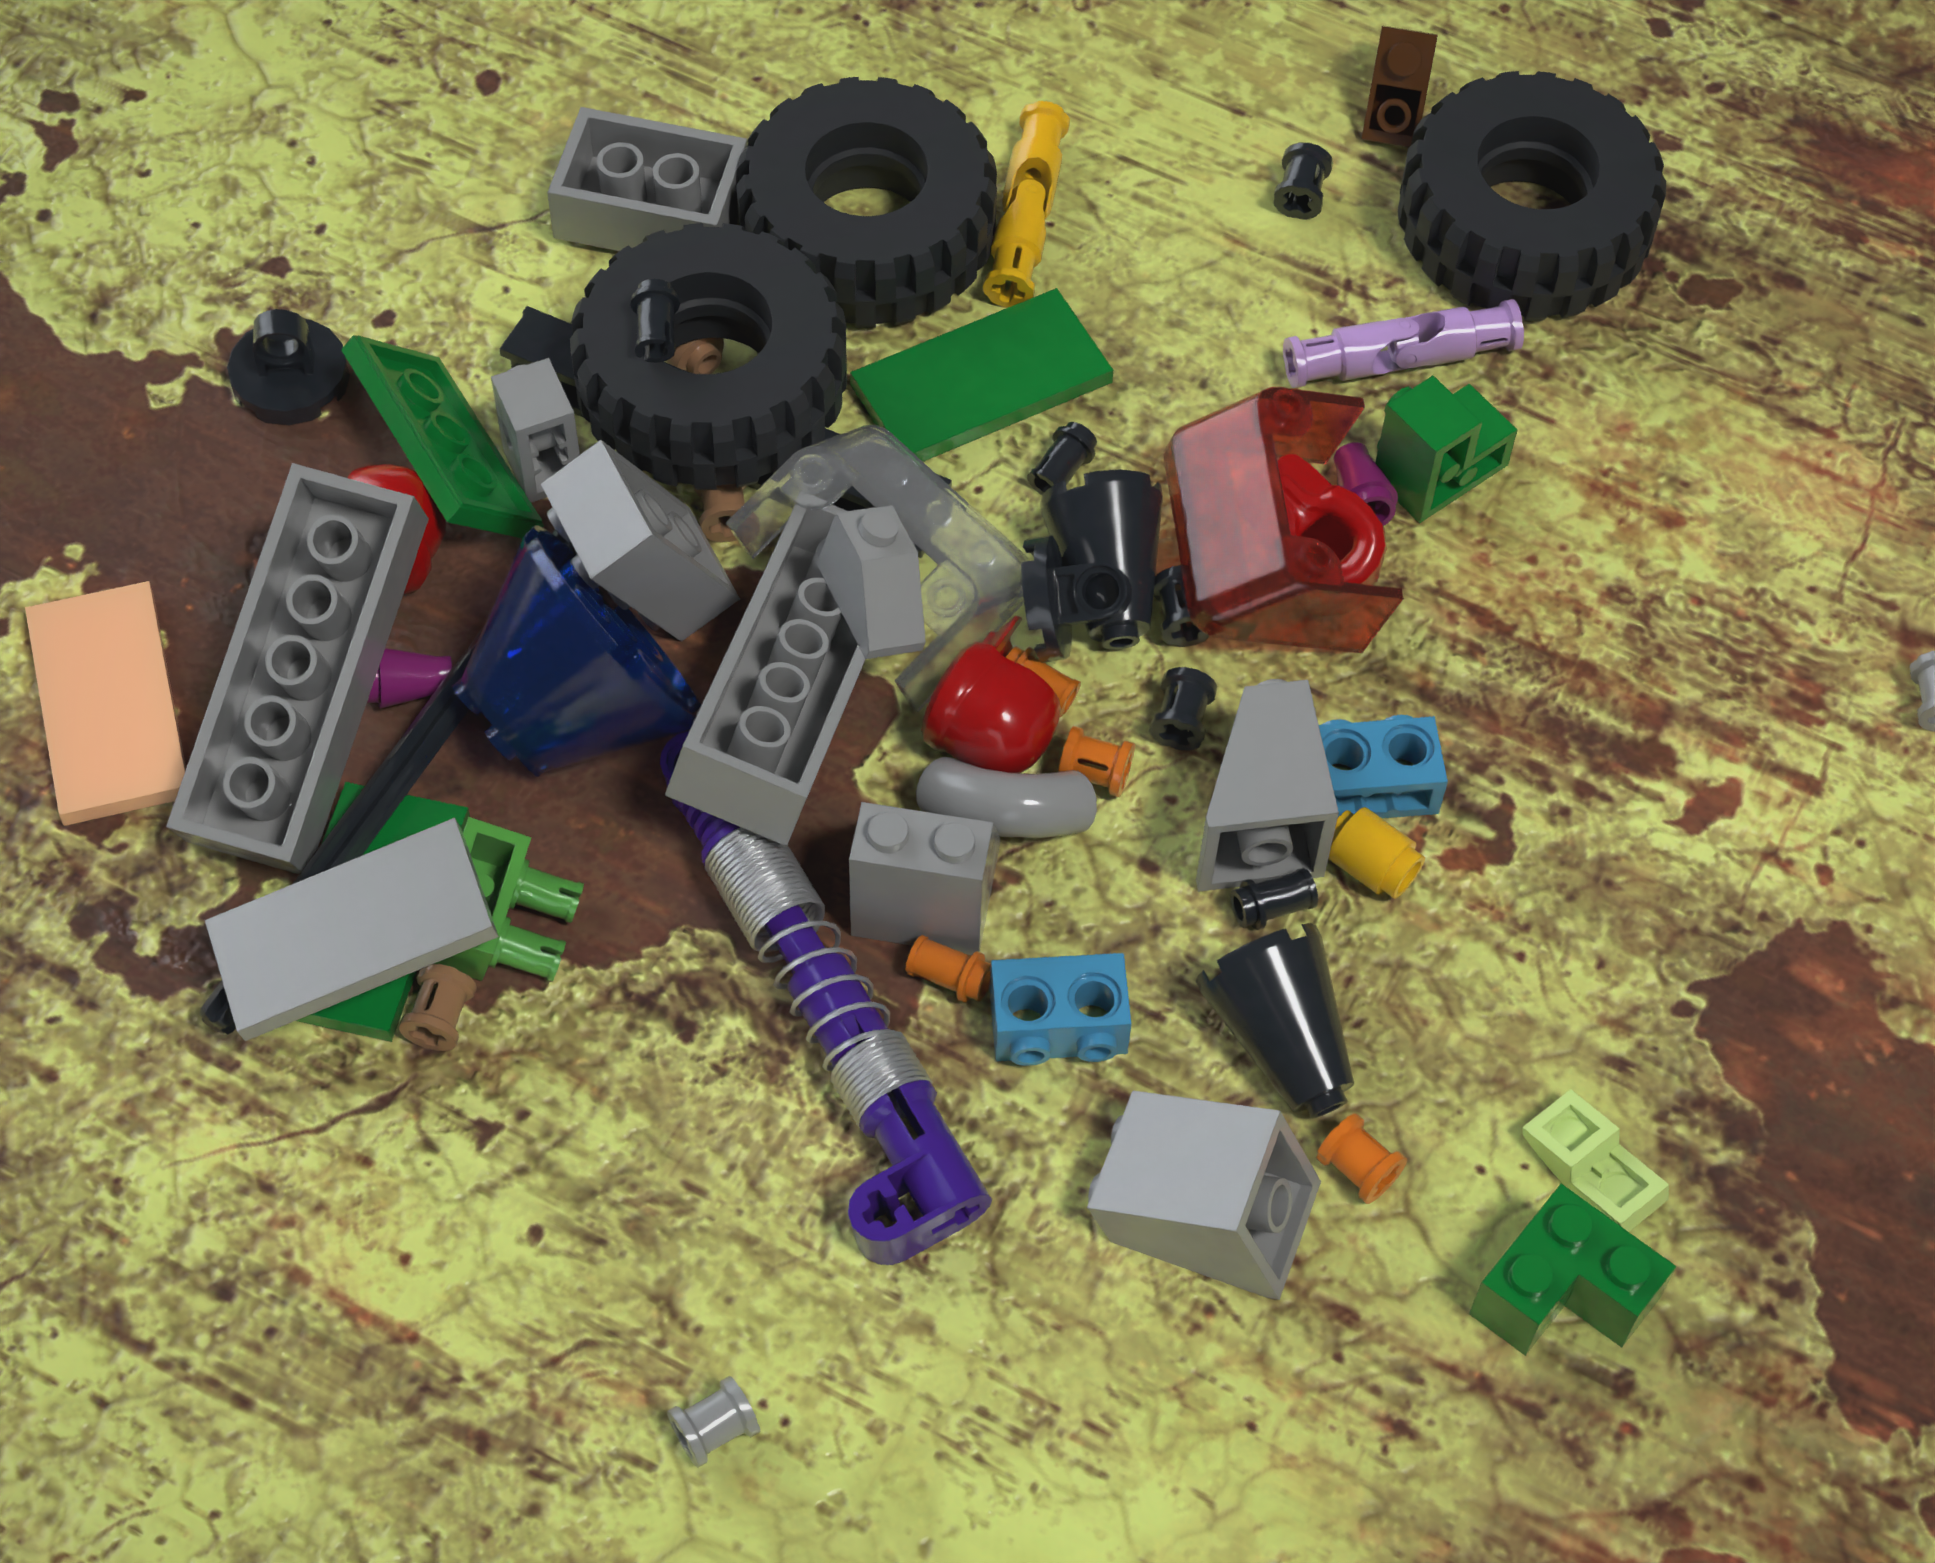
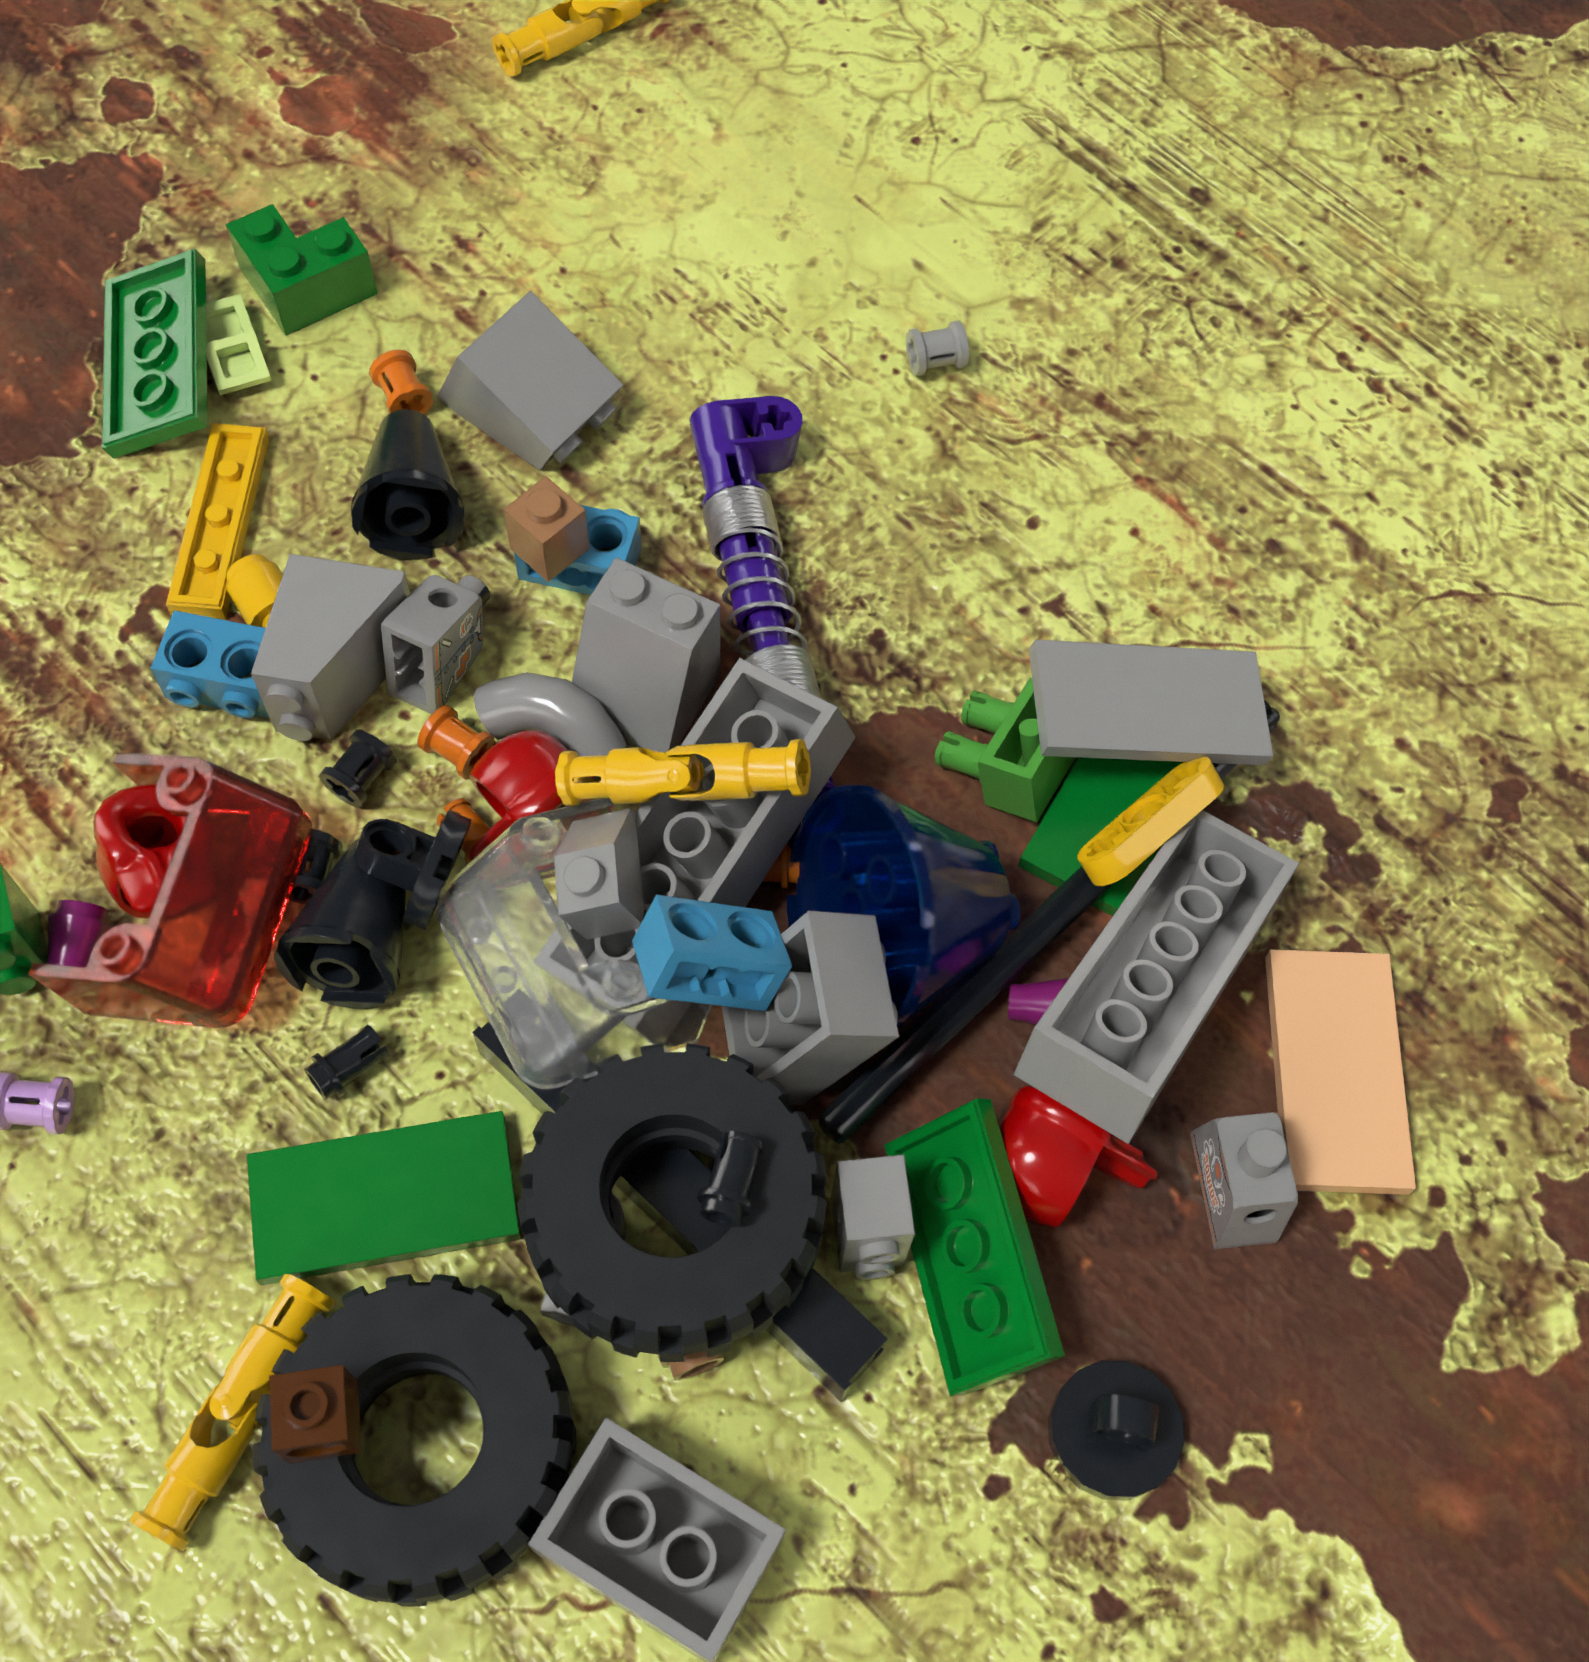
camera: 165 degrees left, 5 degrees up
(192, 543) = (1243, 1171): none -> light grey torso
(358, 812) = (1150, 821): none -> yellow beam
(733, 503) = (710, 953): none -> dark azure brick
(792, 664) = (641, 774): none -> yellow piece
(936, 132) = (314, 1414): none -> reddish brown brick
(1084, 944) = (546, 528): none -> medium nougat brick
(1163, 842) = (433, 640): none -> light grey torso
(1483, 949) = (218, 519): none -> yellow tile
(1672, 1113) = (155, 354): none -> green tile

